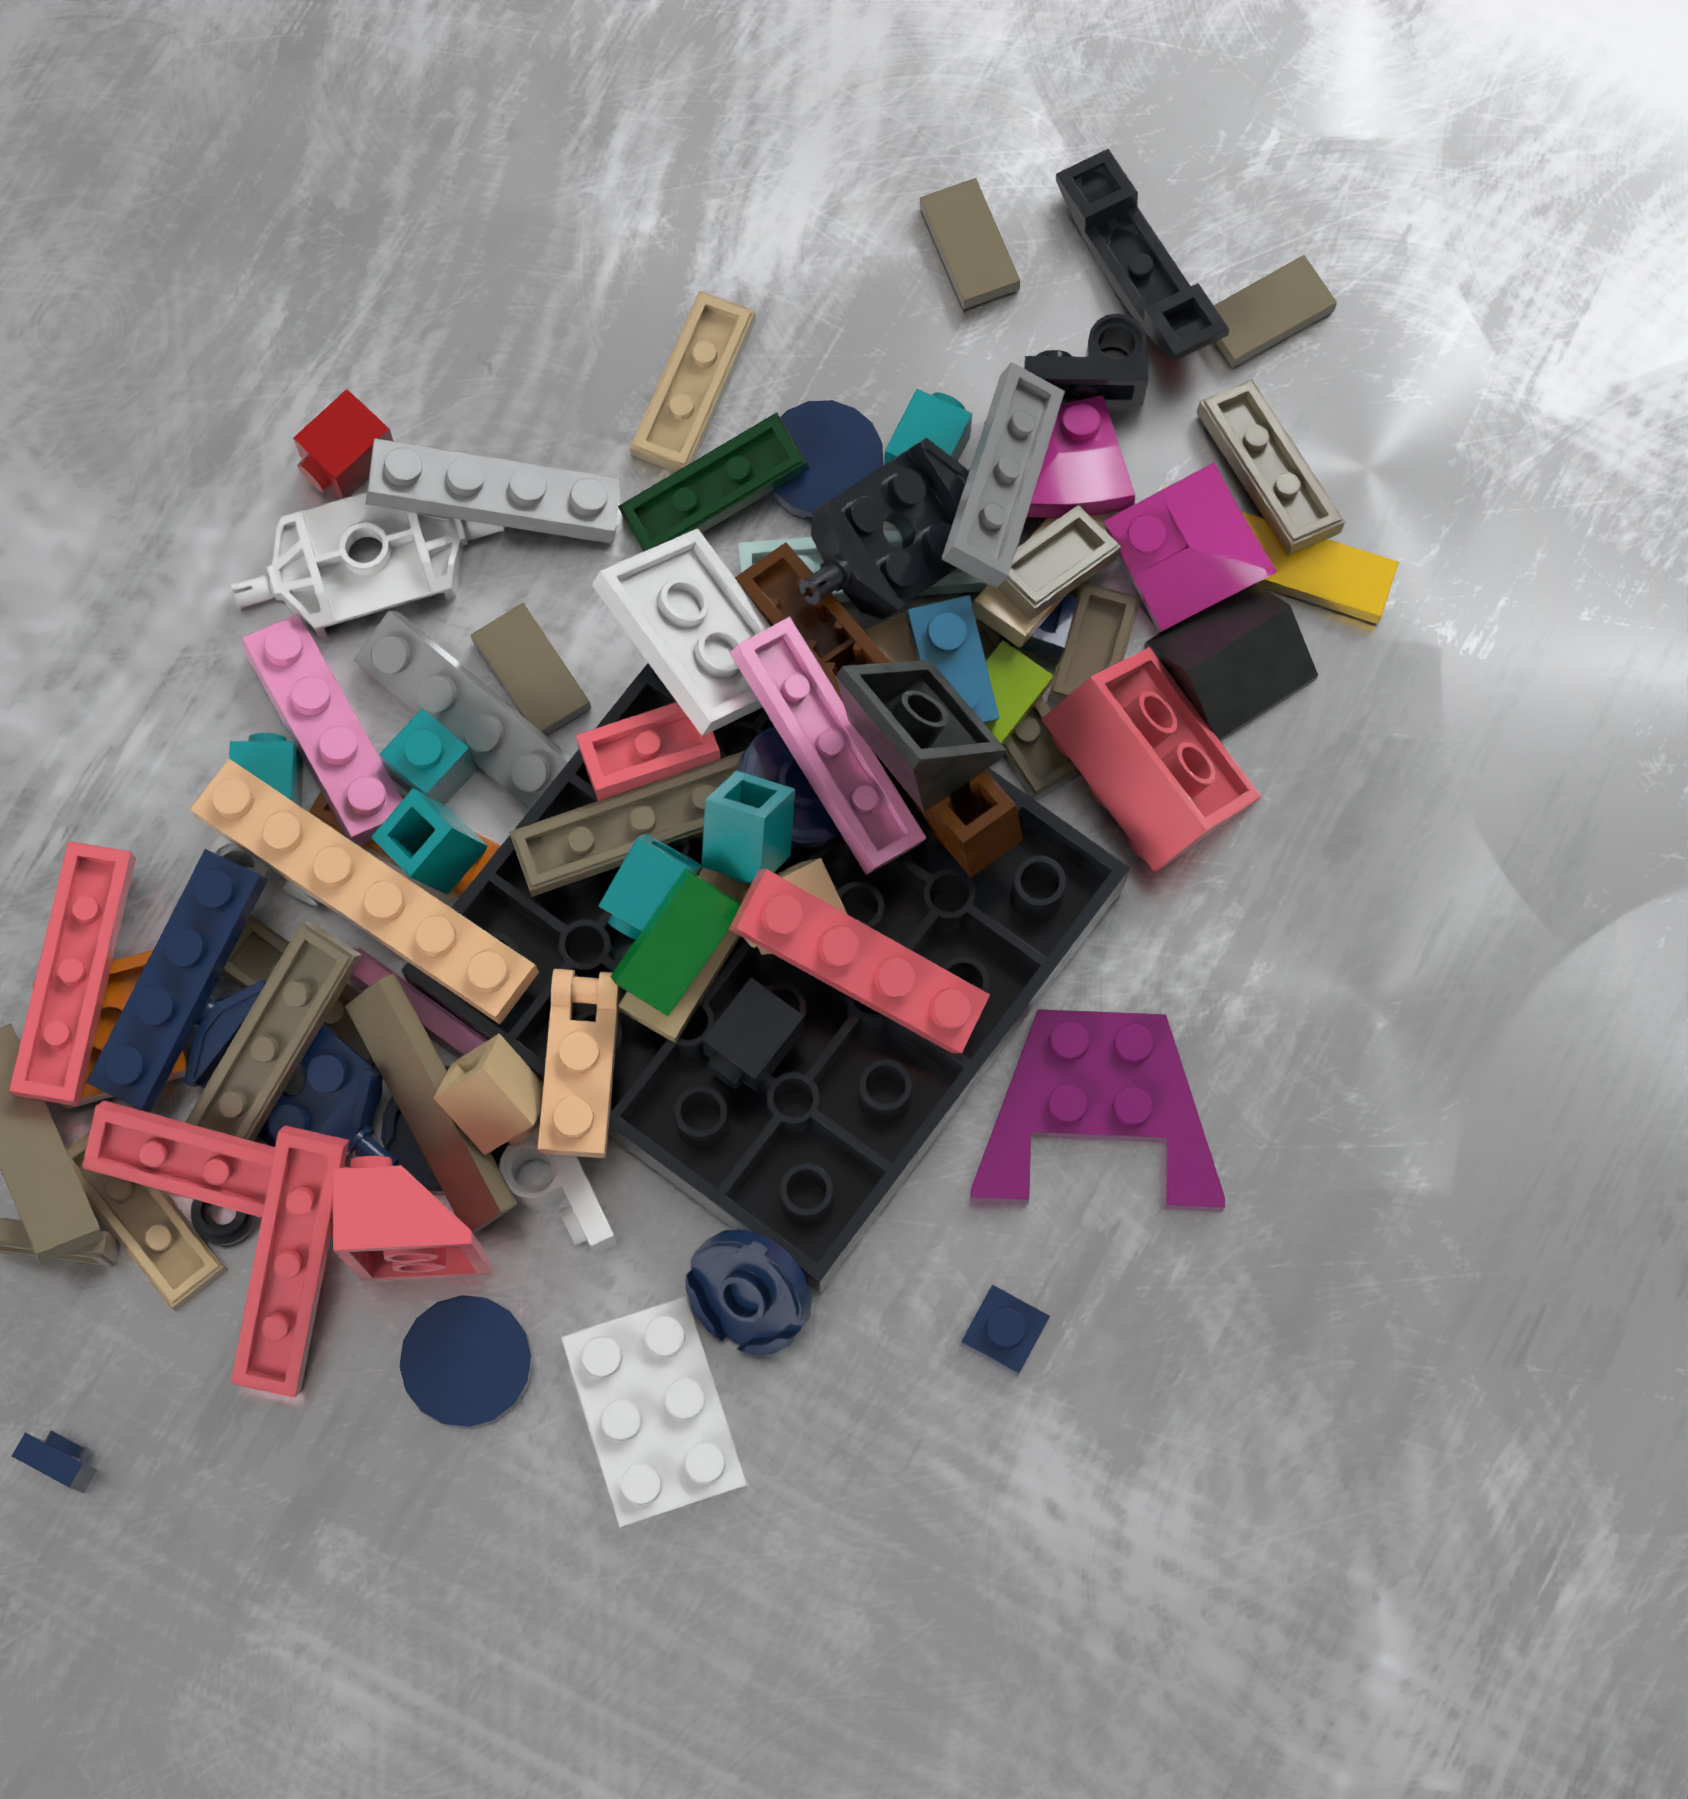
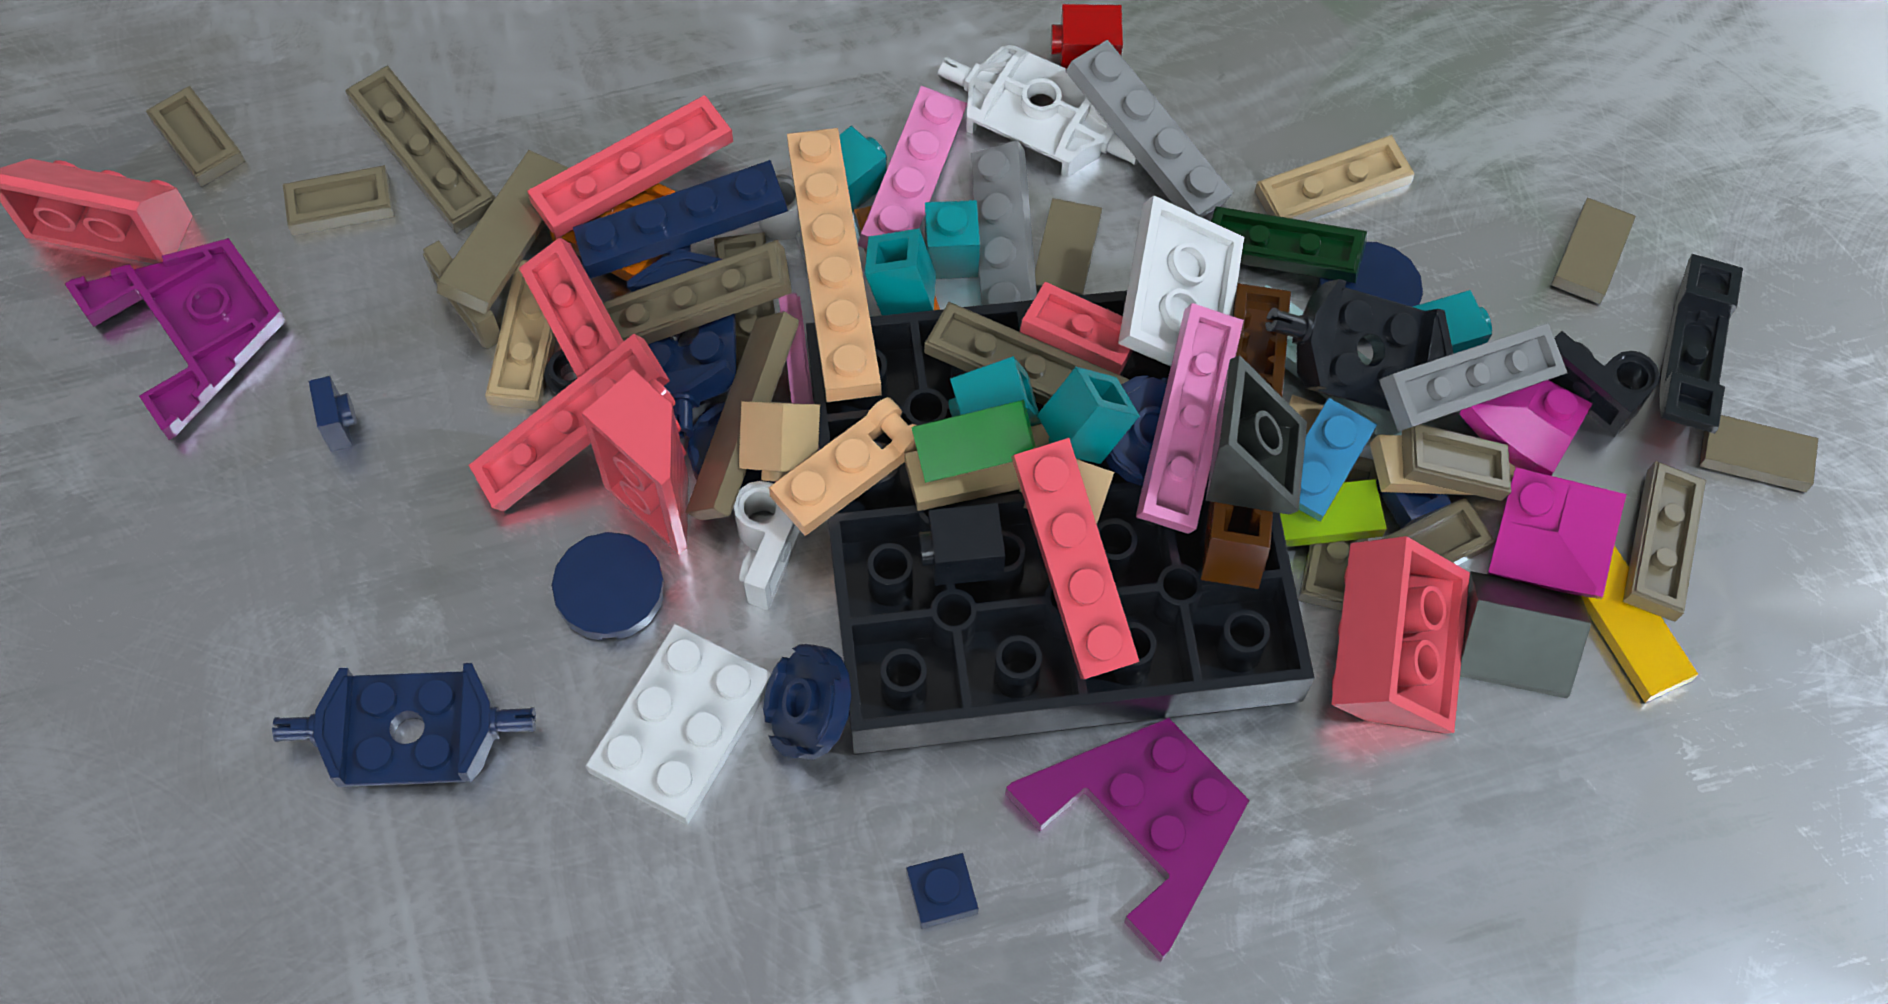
camera: 45 degrees right, 10 degrees down
(382, 1672) = (361, 714): none -> dark blue plate

